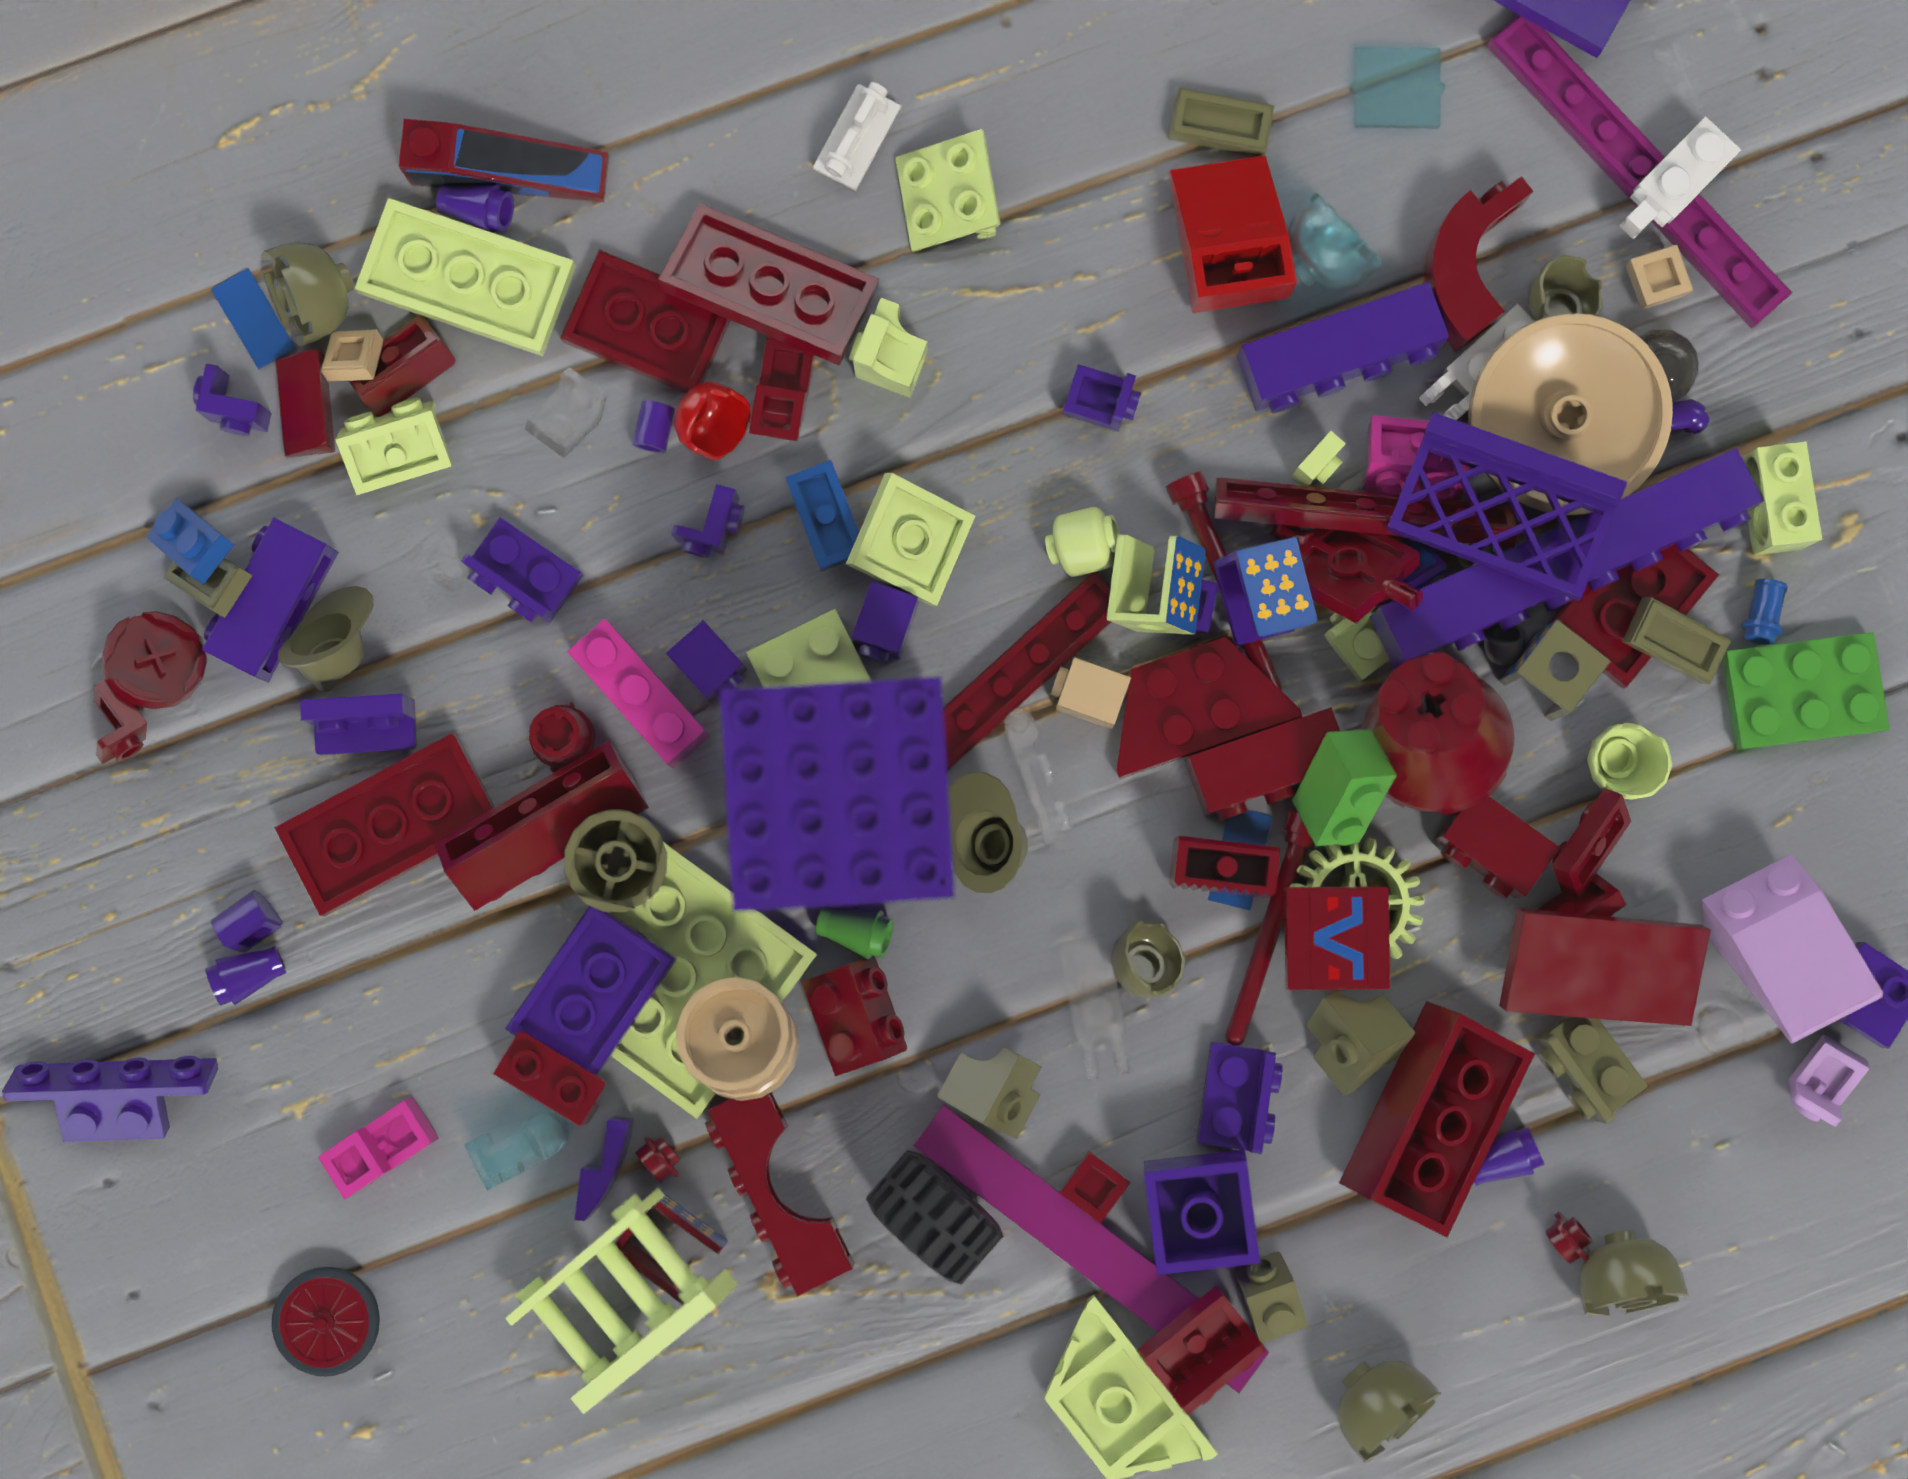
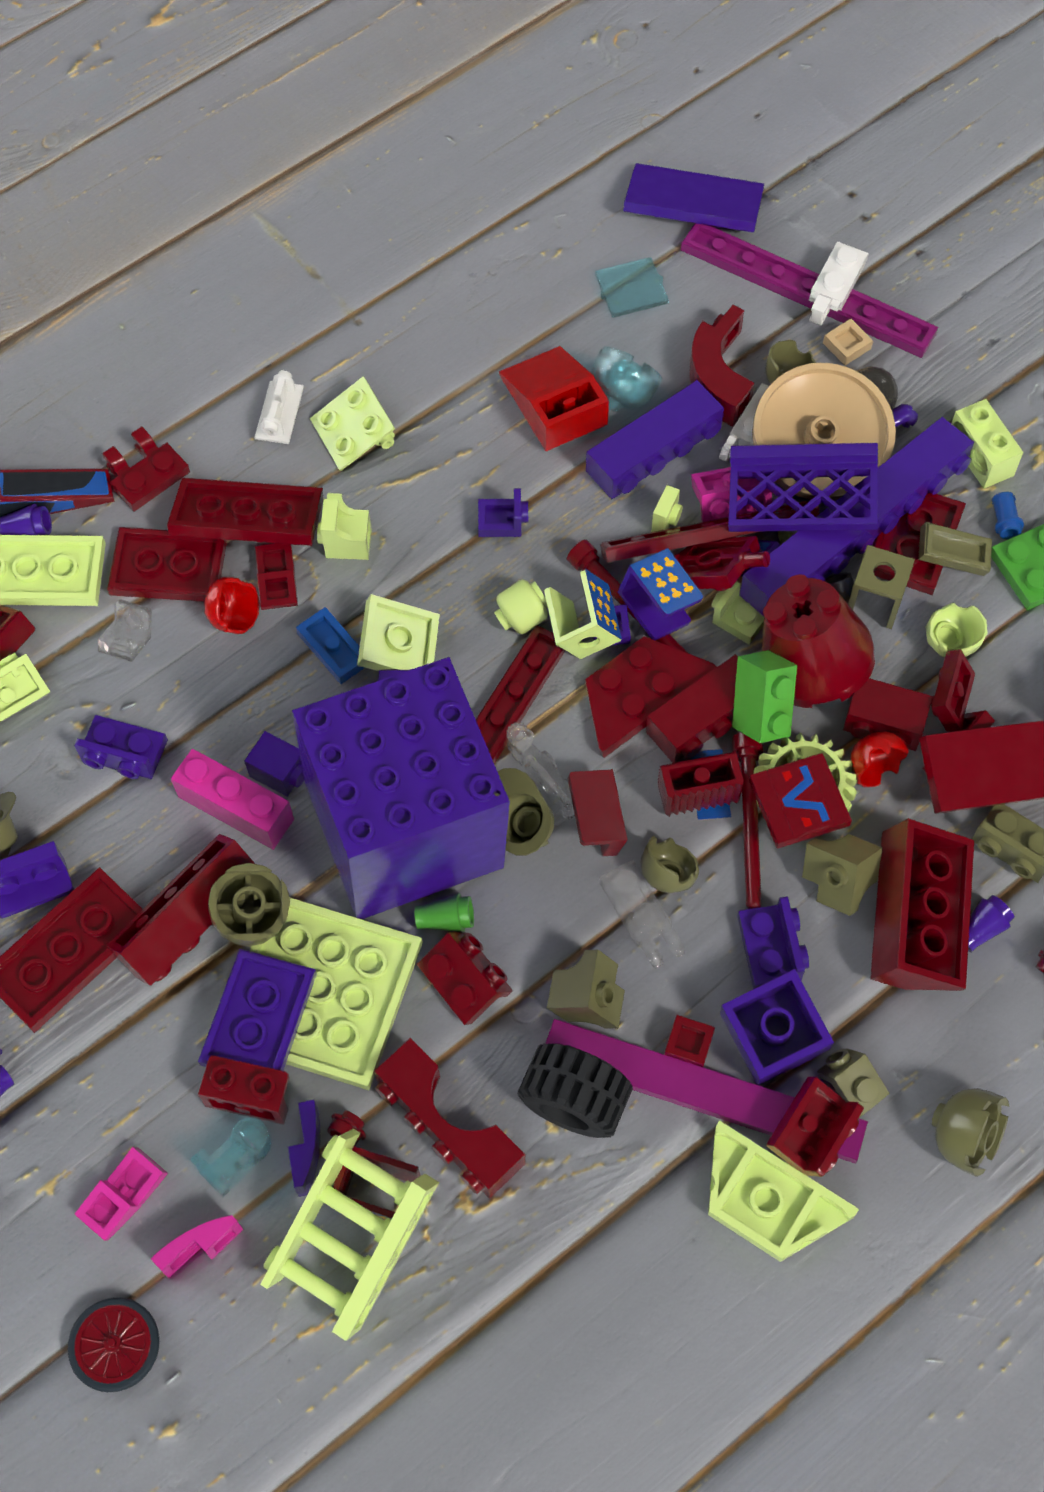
camera: 15 degrees left, 20 degrees down
(457, 1239) = (209, 1236): none -> dark pink slope
(561, 735) = (178, 844): dark red piece -> none
(653, 426) = (191, 625): dark purple hinge -> none
(659, 181) = (149, 476): none -> dark red plate
(718, 1016) = (381, 1004): tan wheel -> none
(722, 519) = (254, 683): dark purple bracket -> none
(1083, 861) = (598, 810): none -> dark red panel
(1090, 692) = (561, 701): tan brick -> none
(1221, 122) = (522, 337): olive tile -> none
(1457, 896) = (876, 755): none -> red hair

